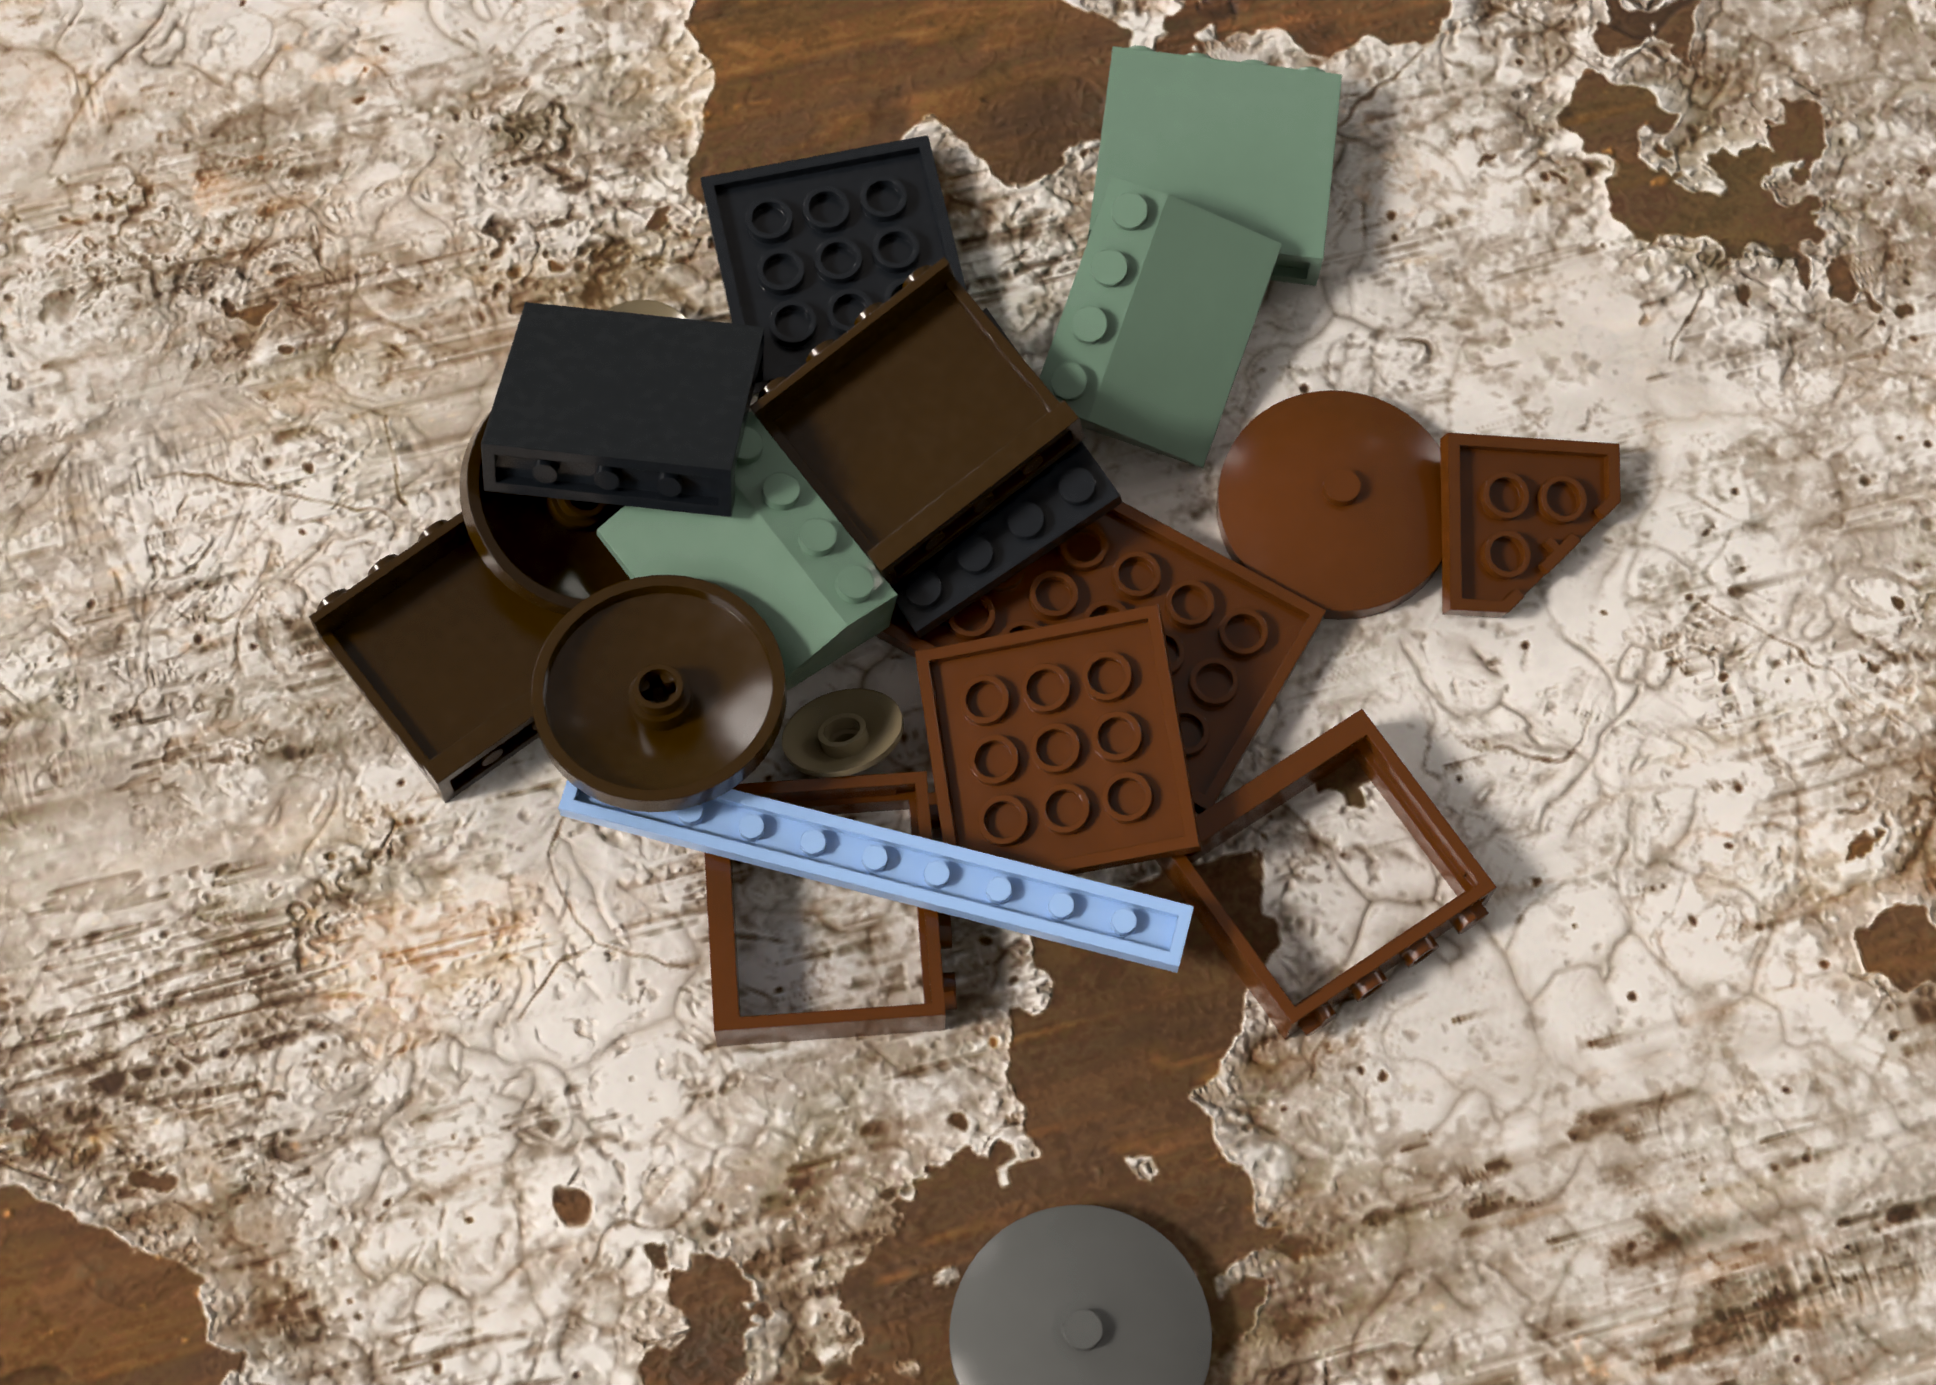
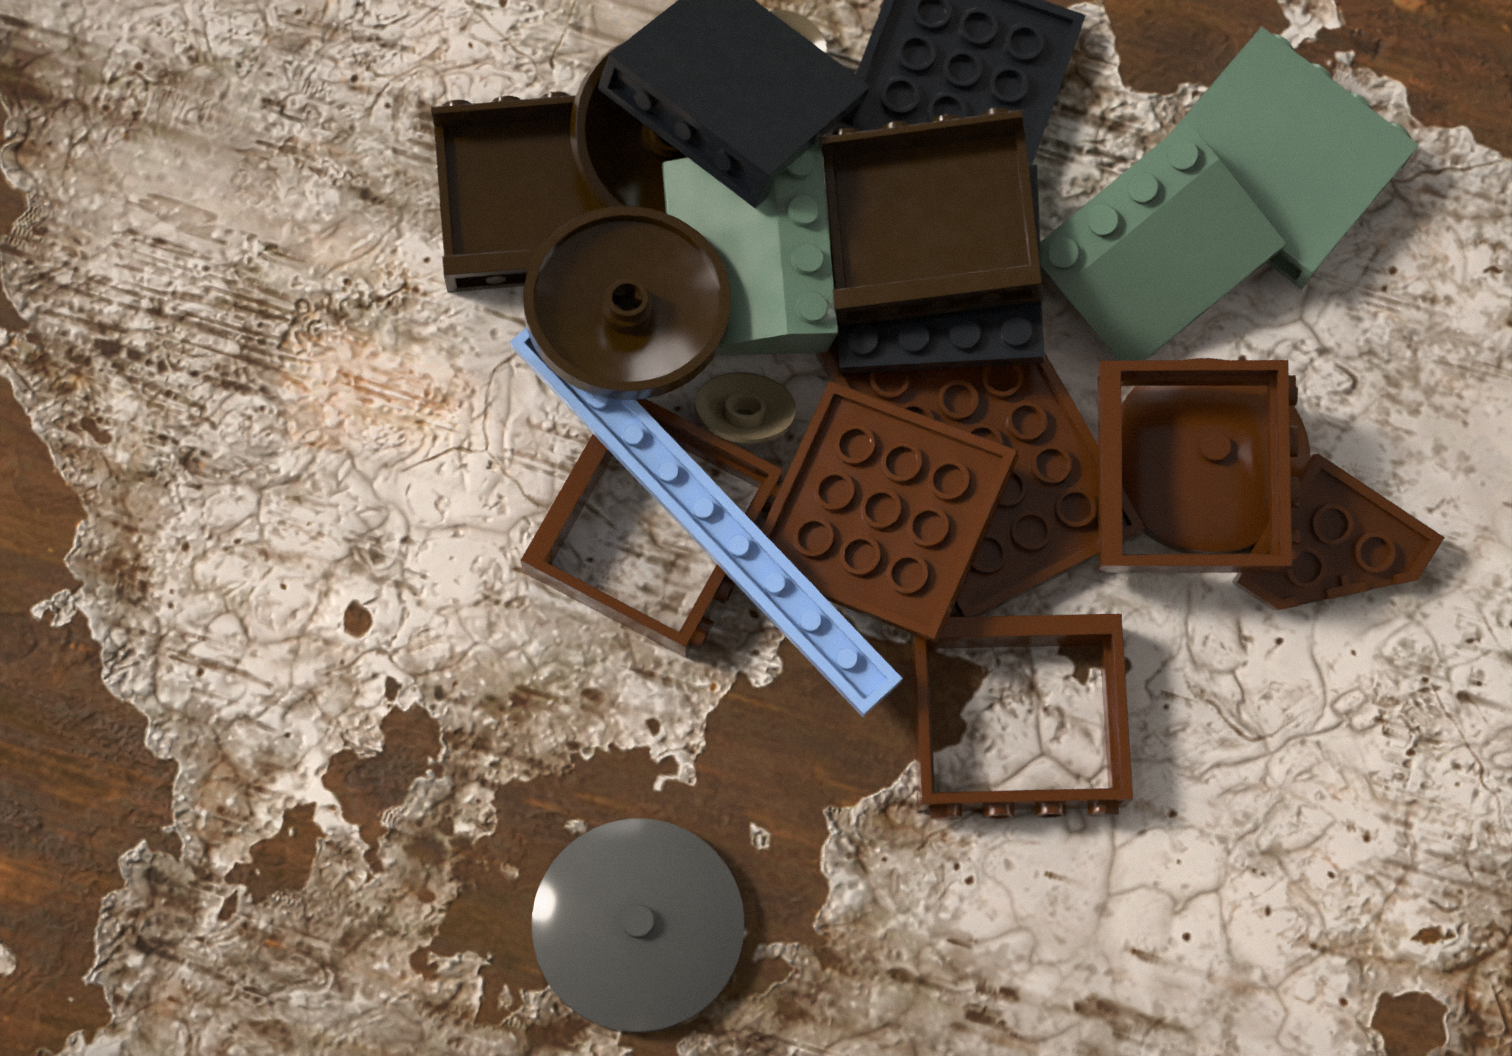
camera: 30 degrees right, 5 degrees up
(1412, 446) = (1282, 444): none -> reddish brown window

